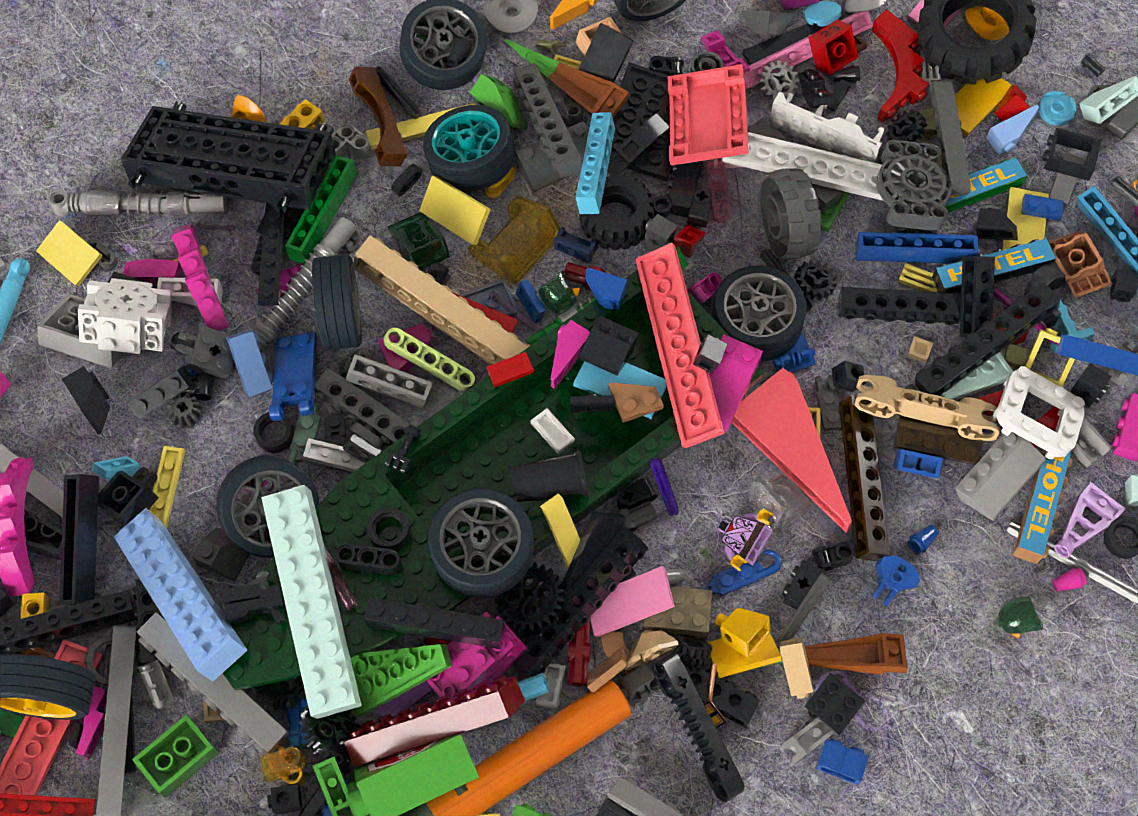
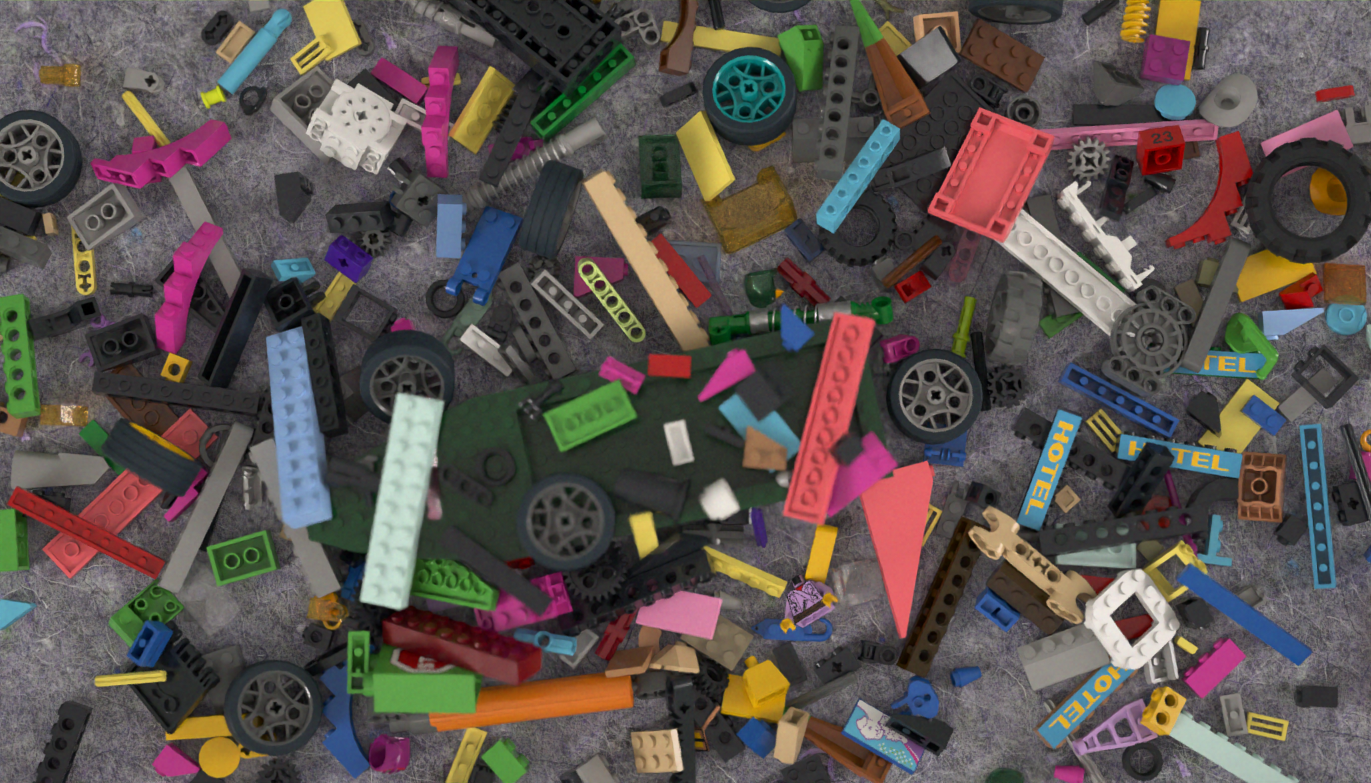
camera: 30 degrees right, 20 degrees up
(20, 353) = (250, 109): none -> black piece
(63, 286) = (324, 45): none -> light yellow tile
(166, 434) = (348, 258): none -> dark purple brick
(183, 472) = (349, 302): none -> black window
(186, 541) = (324, 375): none -> black brick
(234, 267) = (481, 110): none -> light yellow tile
(457, 444) = (590, 415): none -> bright green tile
(469, 396) = (616, 370): none -> dark pink hinge
(530, 301) = (733, 280): blue plate -> none
(617, 458) = (719, 500): none -> white piece
(663, 36) = (1001, 55): none -> reddish brown plate
(666, 416) = (784, 478): none -> light grey hinge
(676, 743) = (656, 751): none -> tan plate
(678, 209) = (911, 261): none -> reddish brown axle
(679, 541) = (746, 573): none -> light yellow plate
(716, 43) = (1051, 102): dark pink slope -> none
(732, 491) = (821, 553): none -> yellow beam
(752, 255) = (961, 336): none -> lime pin
(755, 602) = (789, 664): none -> black tile
(767, 682) = (758, 736): none -> blue brick
(884, 627) = (868, 729): none -> tile
(891, 322) = (1049, 468): none -> dark azure brick
(906, 128) = (1186, 264): black gear -> none
(916, 604) = (925, 732): none -> black slope
(990, 156) = (1246, 338): none -> bright green piece
(1041, 84) = (1344, 284): none -> clear orange tile
(1099, 419) = (1185, 645): none -> light yellow tile
(1116, 482) = (1166, 713): none -> yellow brick

